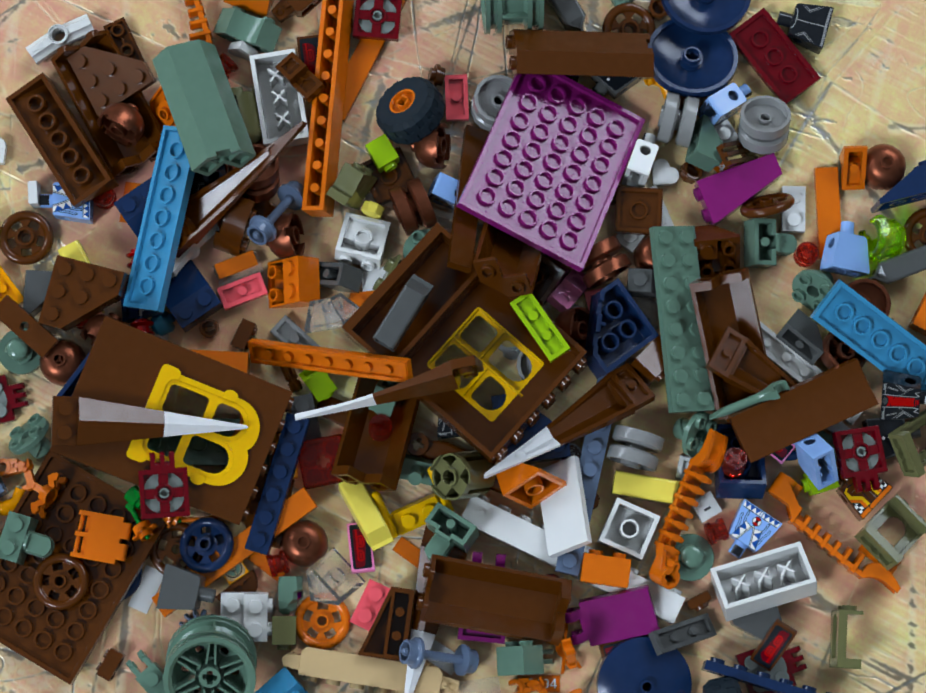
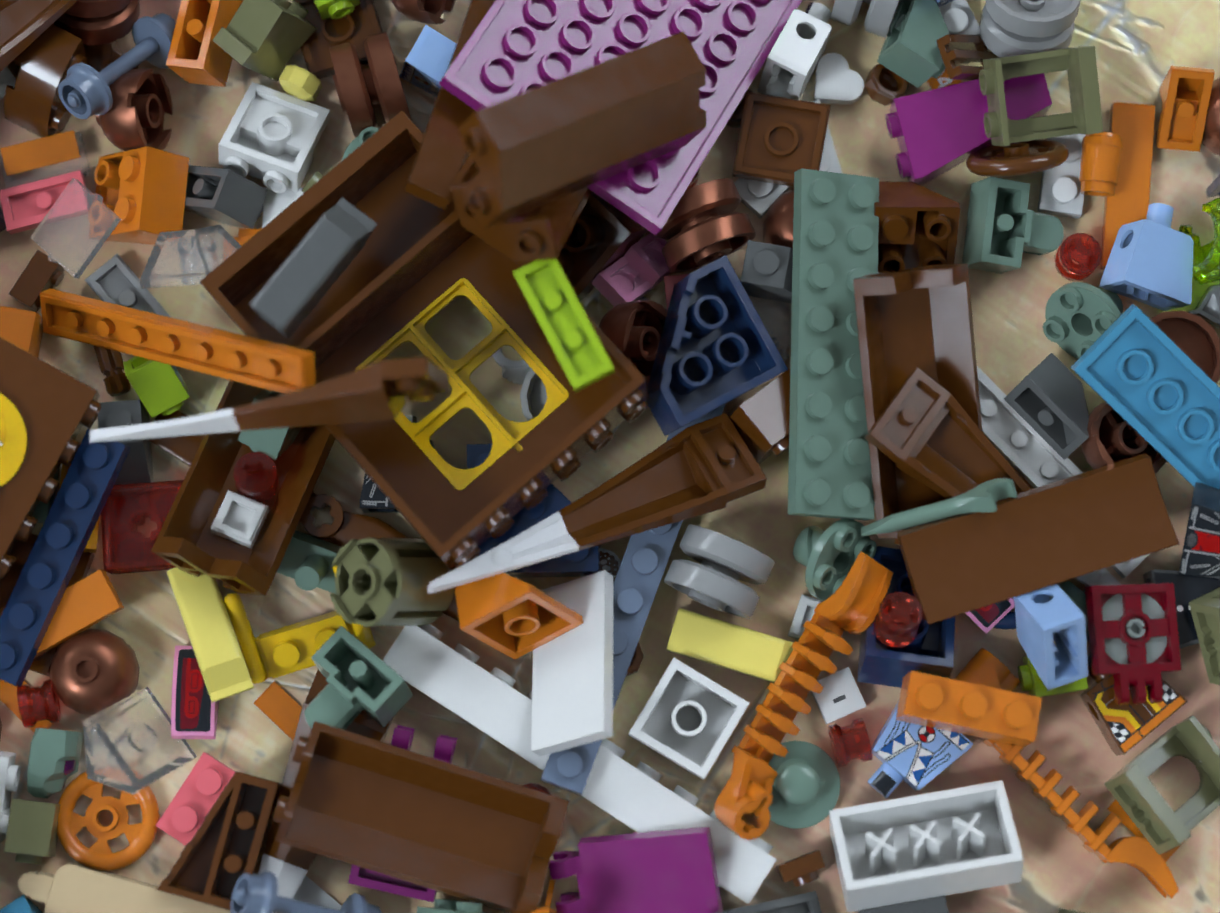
camera: 10 degrees right, 0 degrees up
(263, 304) = (75, 228): none -> clear piece
(374, 451) = (239, 519): none -> white tile
(539, 222) = (583, 128): none -> reddish brown panel
(605, 570) = (634, 789): orange brick -> none
(777, 505) = (969, 708): none -> orange brick
(798, 165) = (1083, 89): none -> olive panel
(812, 202) = (1100, 164): none -> orange piece

